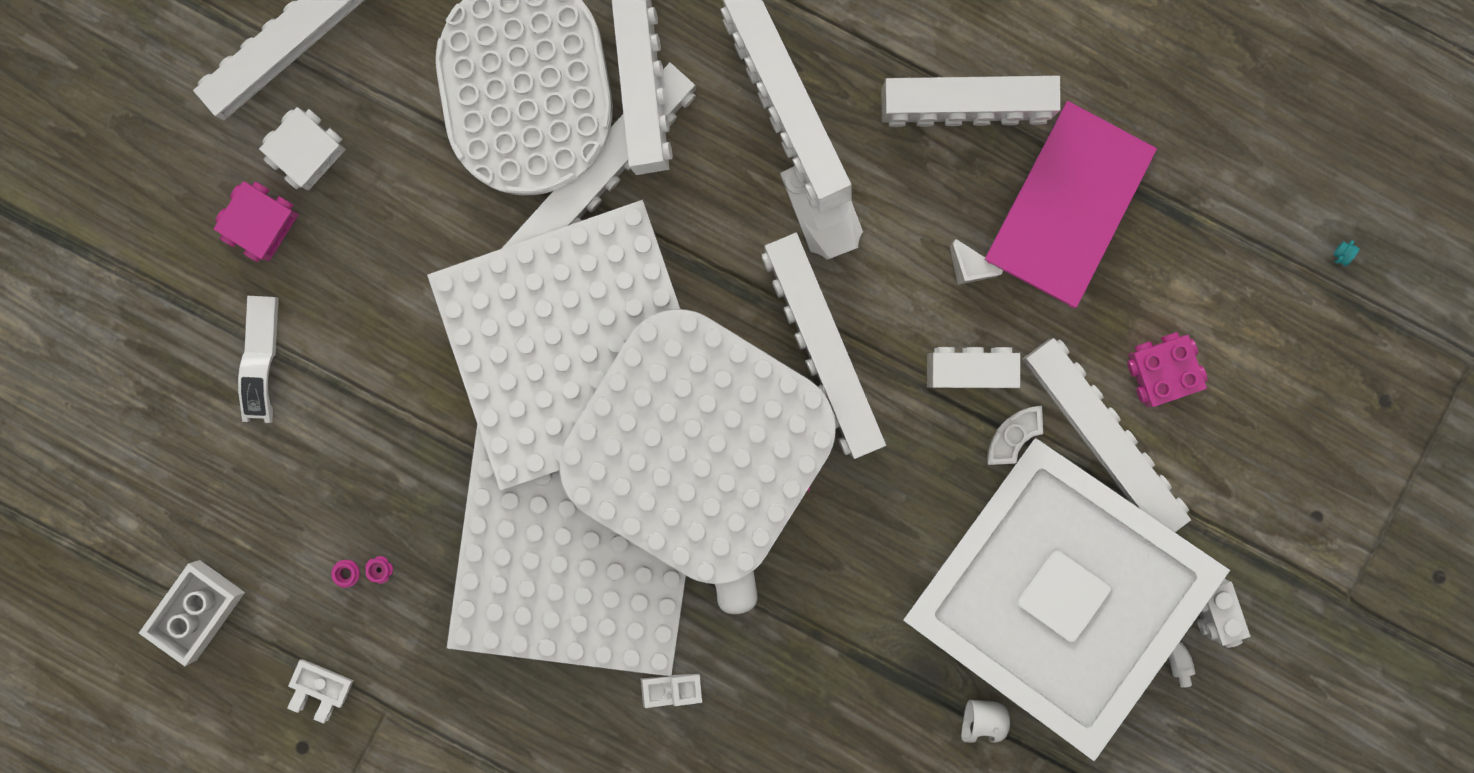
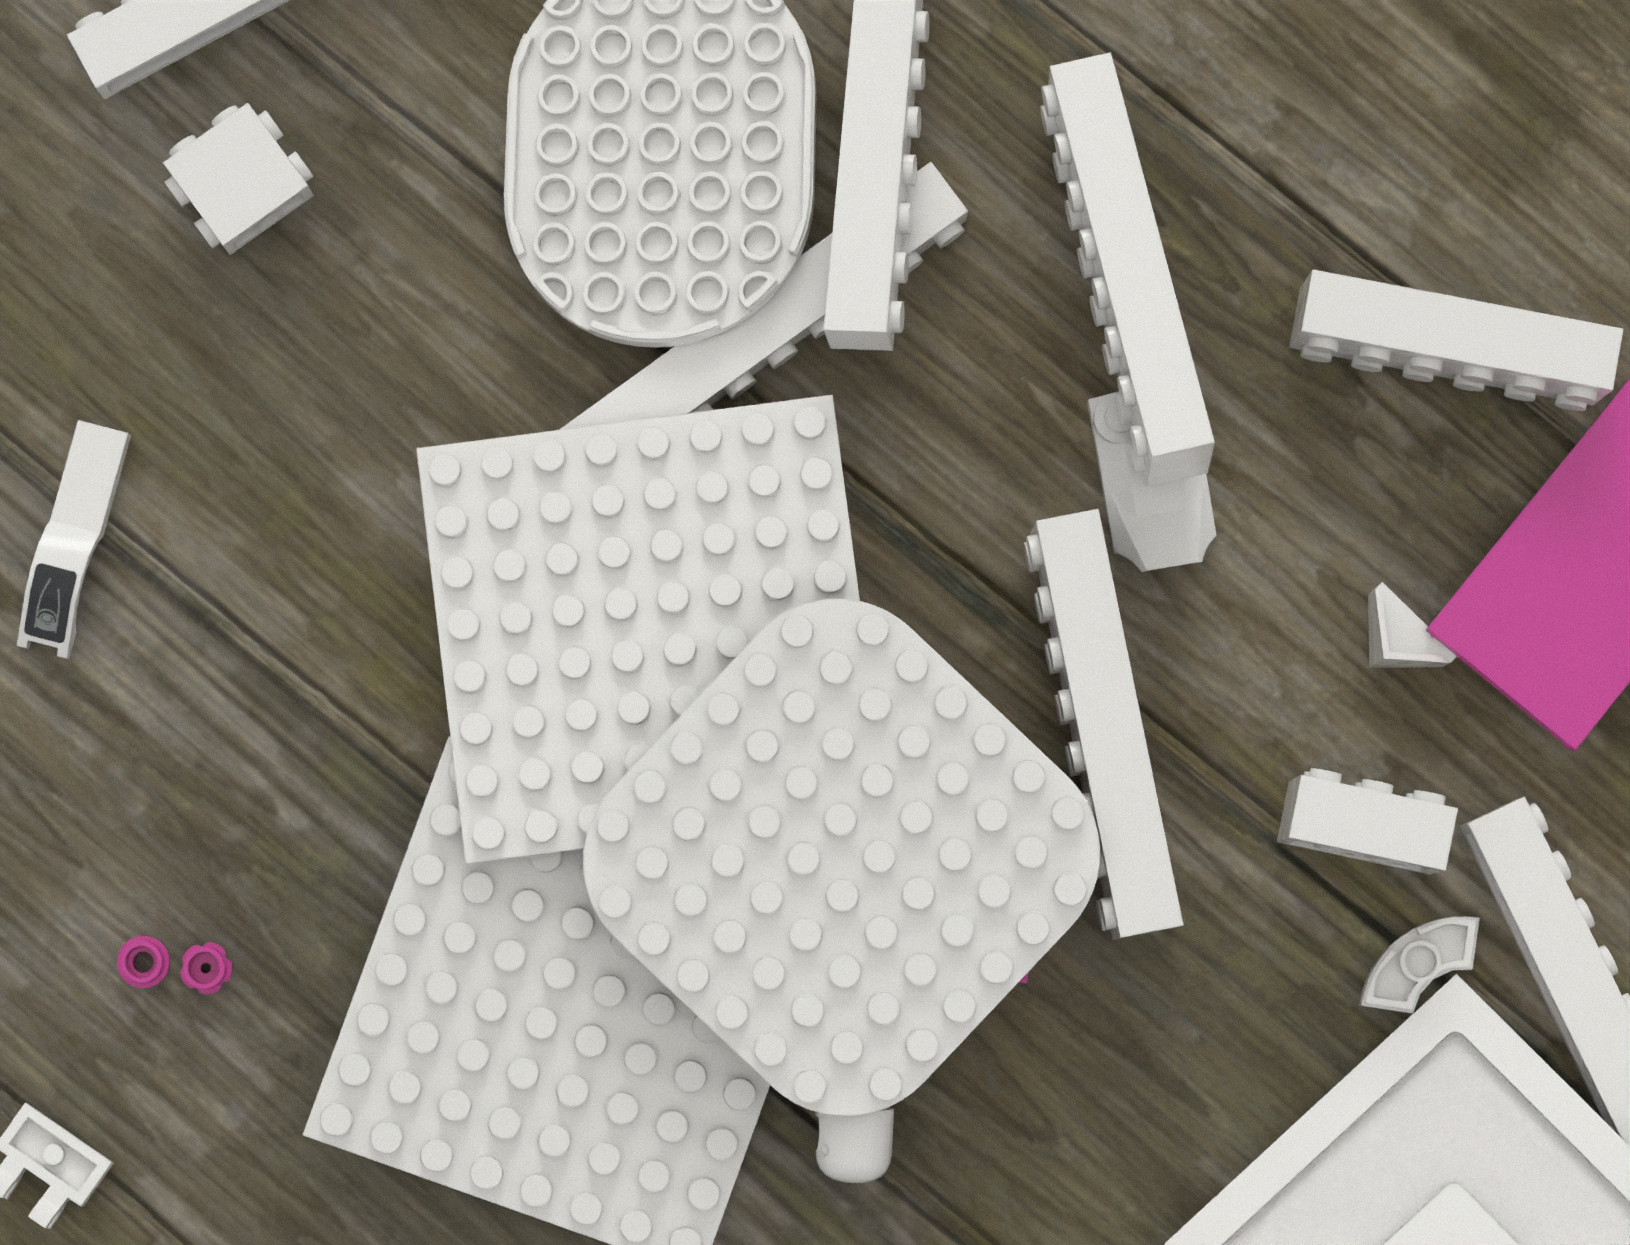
camera: 10 degrees right, 5 degrees down
(255, 221) = (125, 289): dark pink brick -> none

